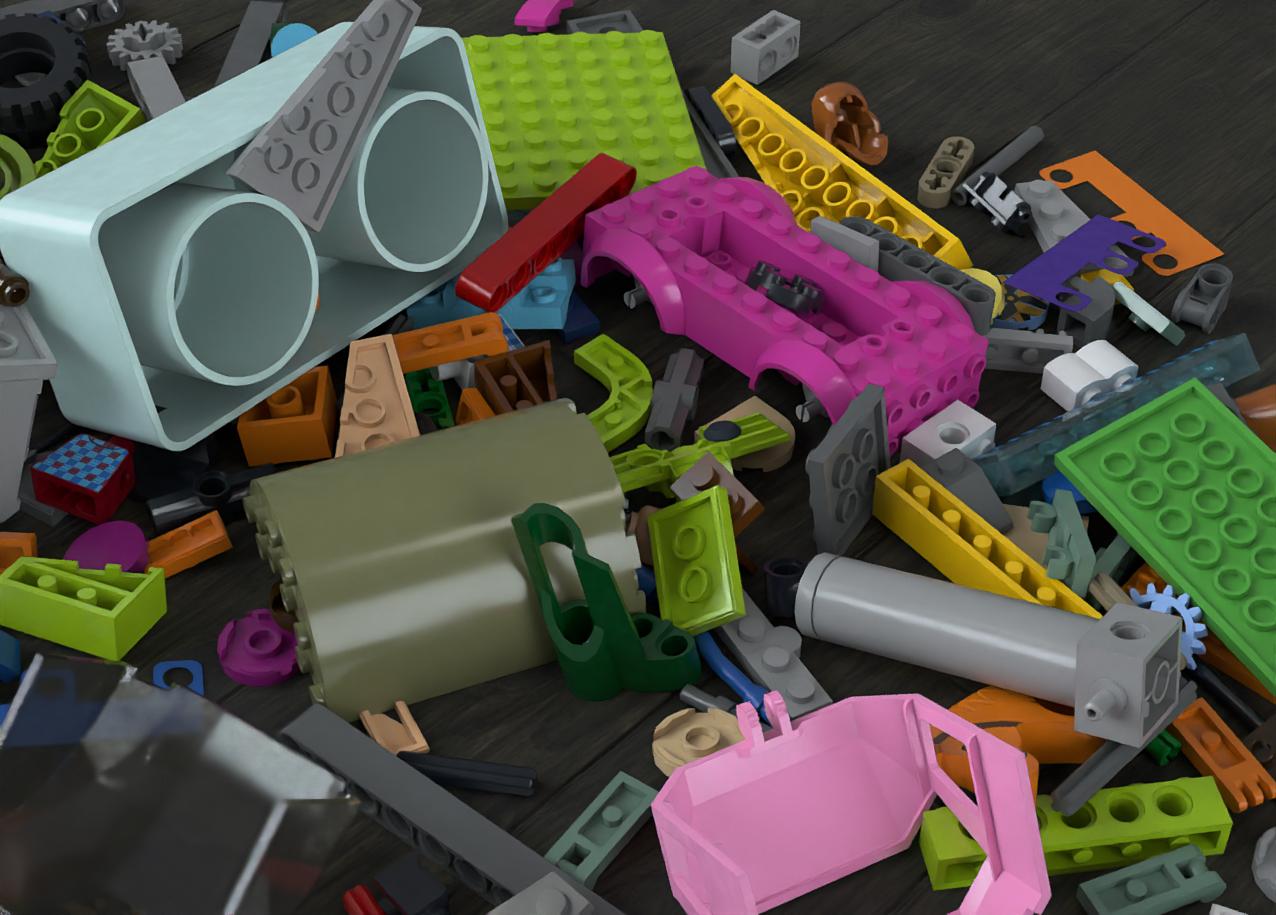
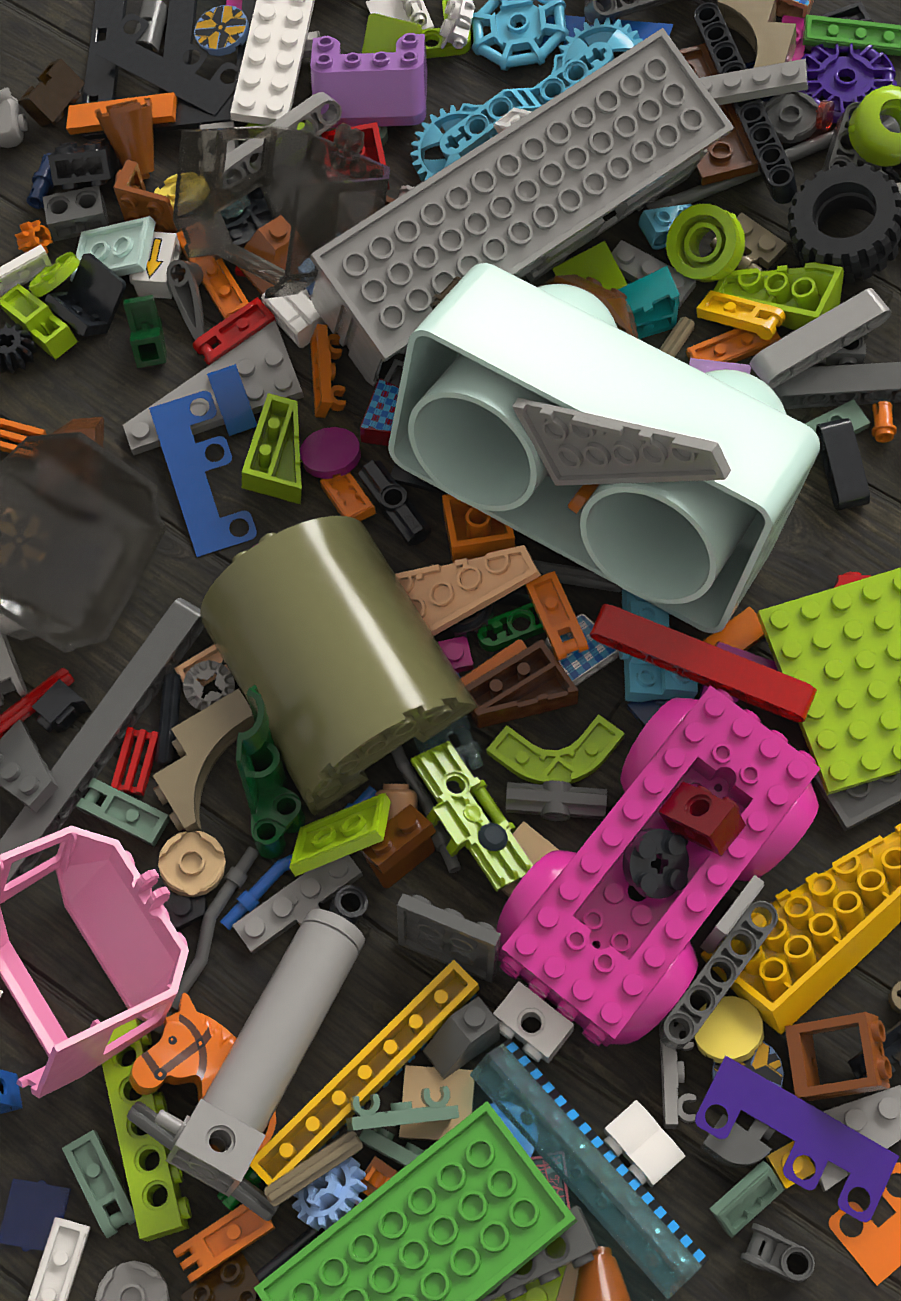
camera: 90 degrees right, 25 degrees up
(437, 730) = (205, 670): none -> light grey gear
(522, 730) = (200, 745): none -> dark tan arch
(525, 812) = (141, 736): none -> red tile
(743, 238) = (703, 817): none -> dark red brick
(1002, 255) = (804, 1062): none -> dark orange window

